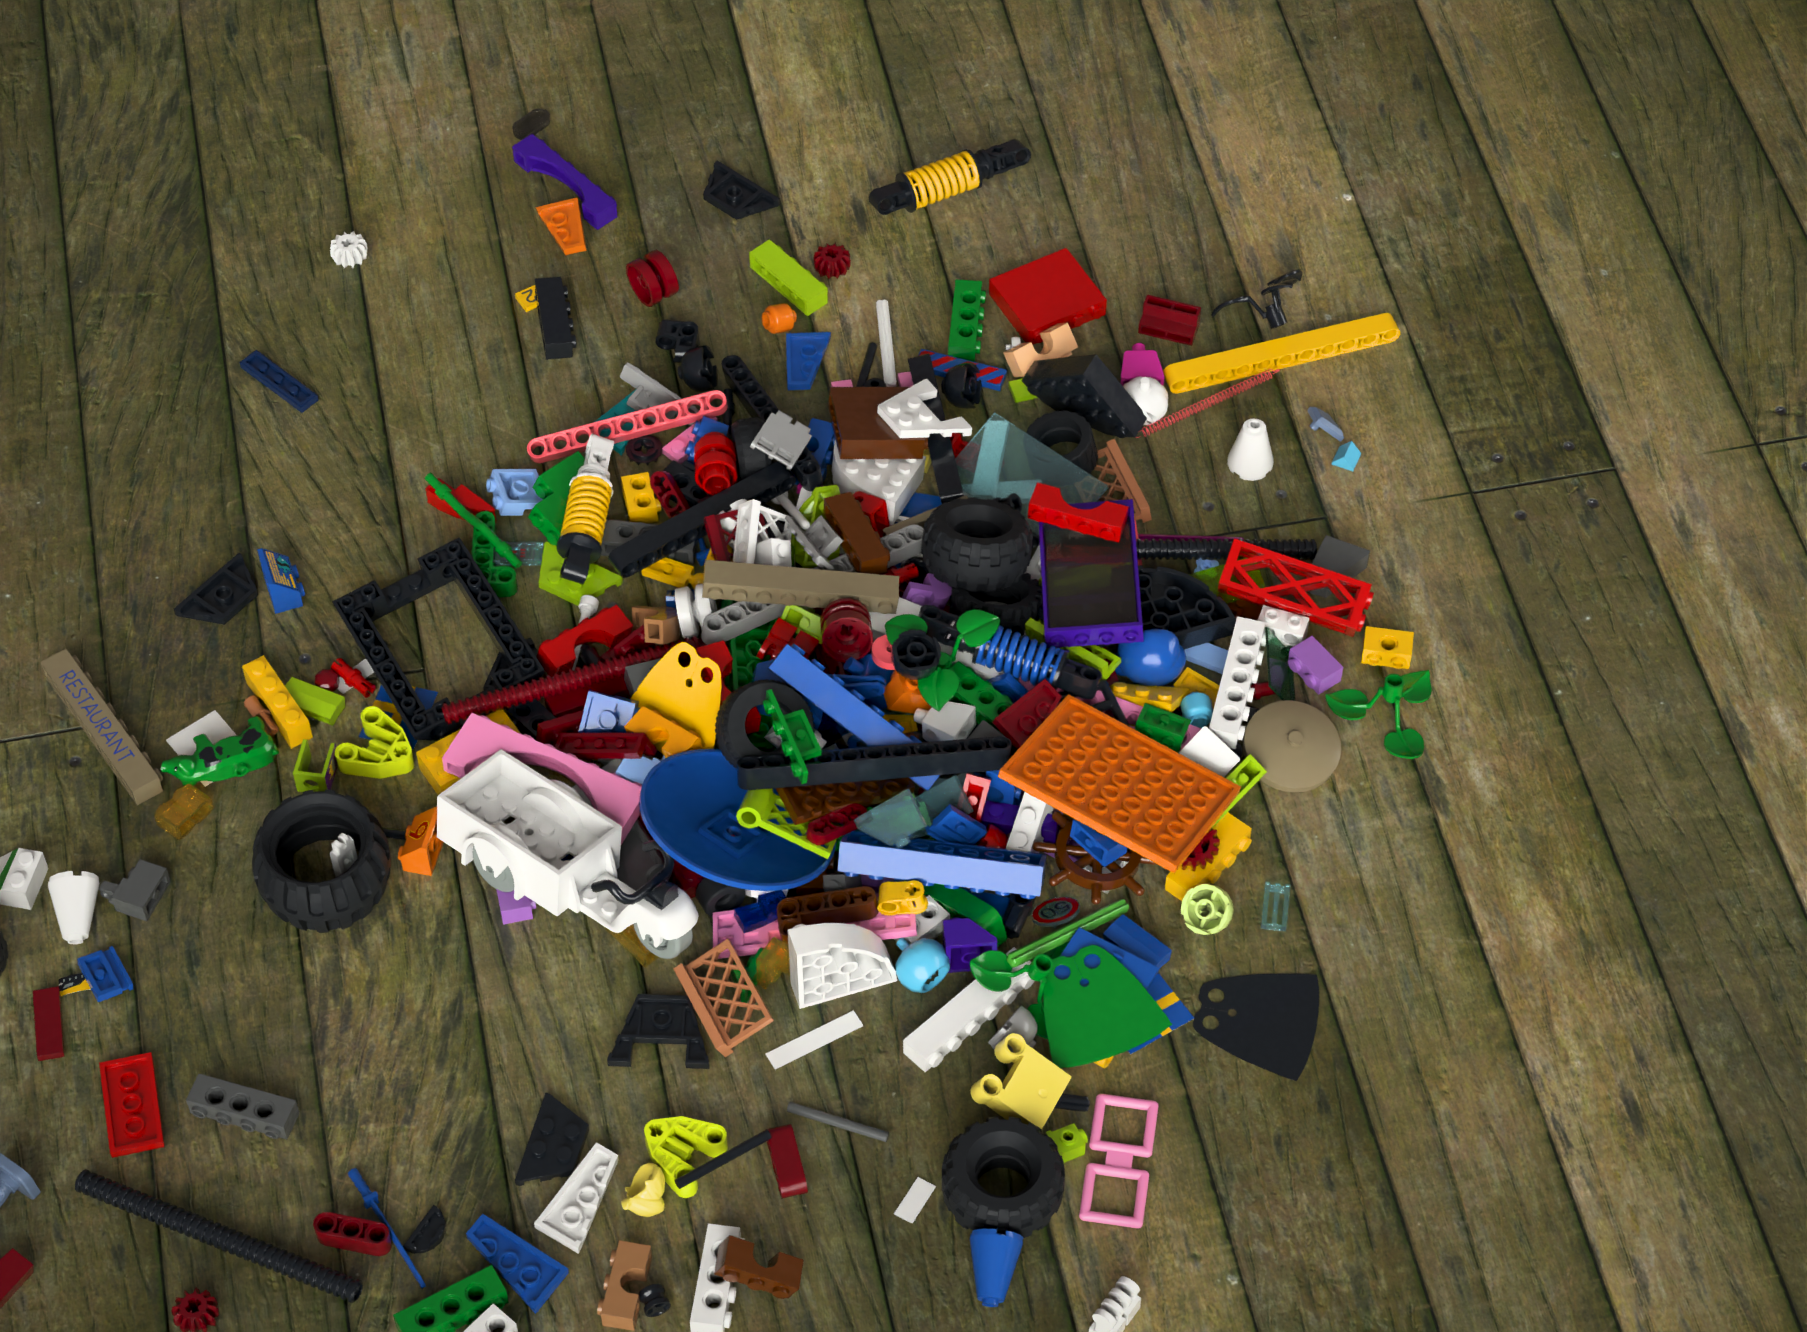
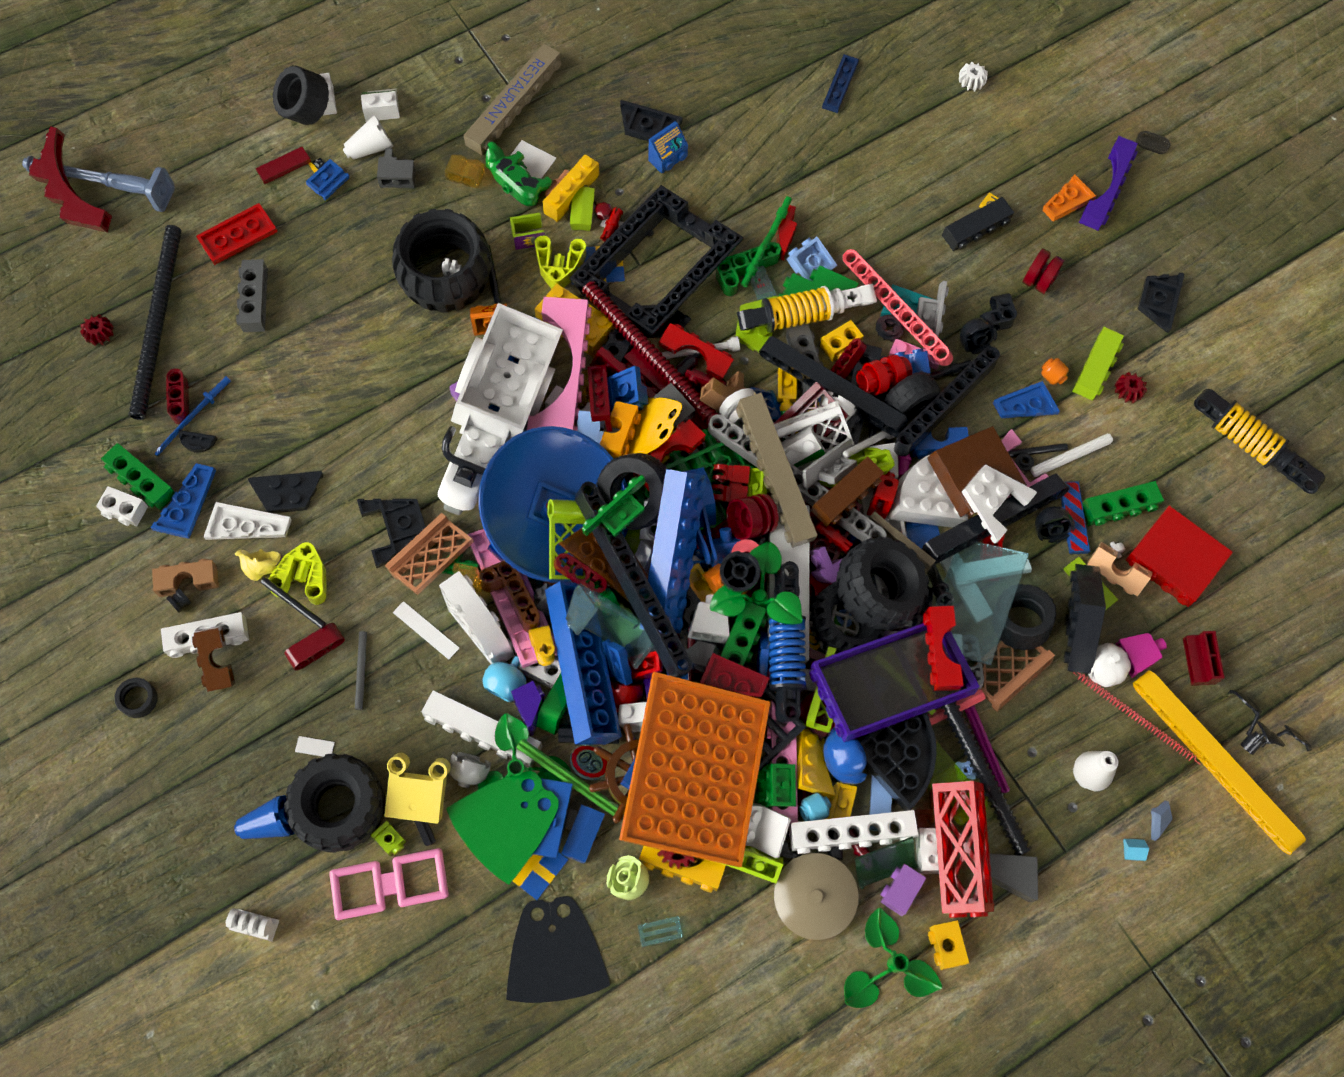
camera: 65 degrees right, 15 degrees up
(782, 439) = (919, 409): light grey plate -> none

